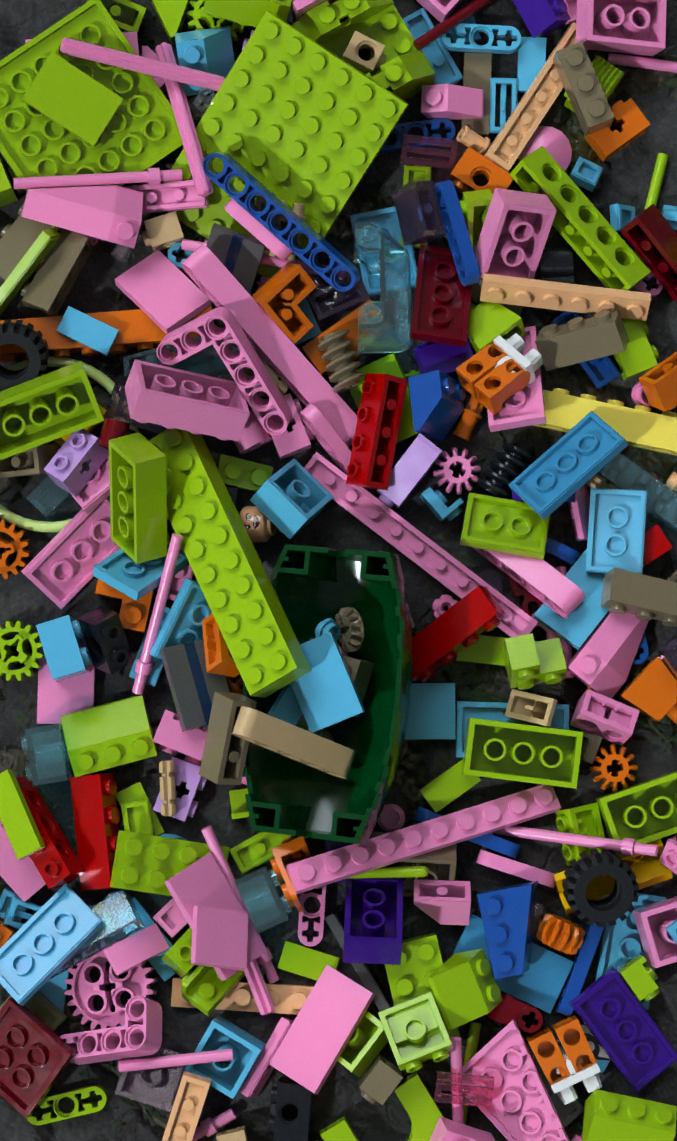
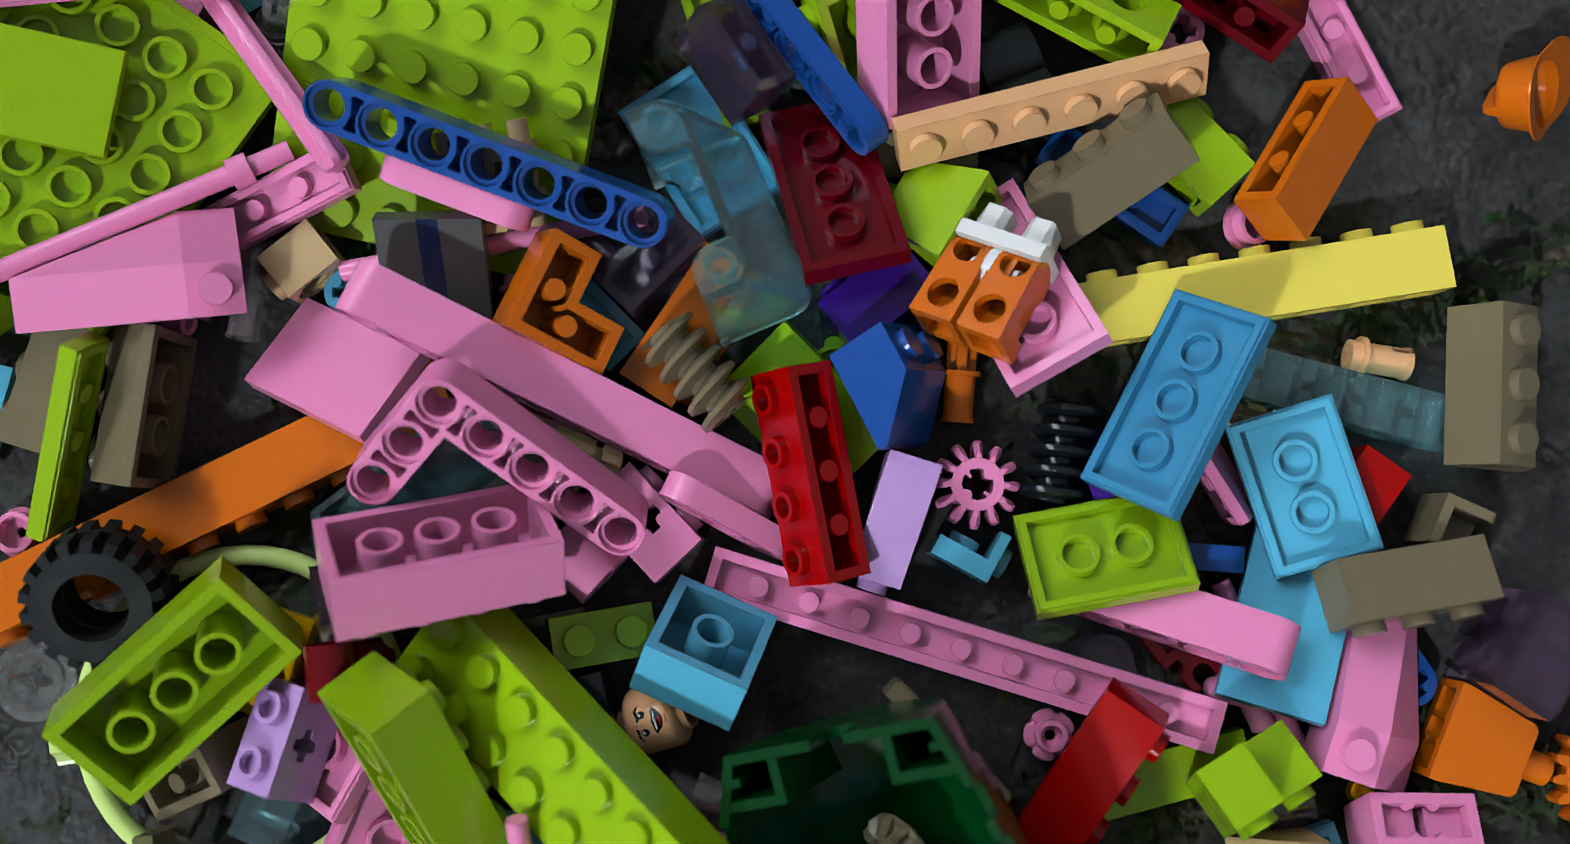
camera: 10 degrees left, 0 degrees up
(87, 331) = (225, 491): medium azure tile -> none

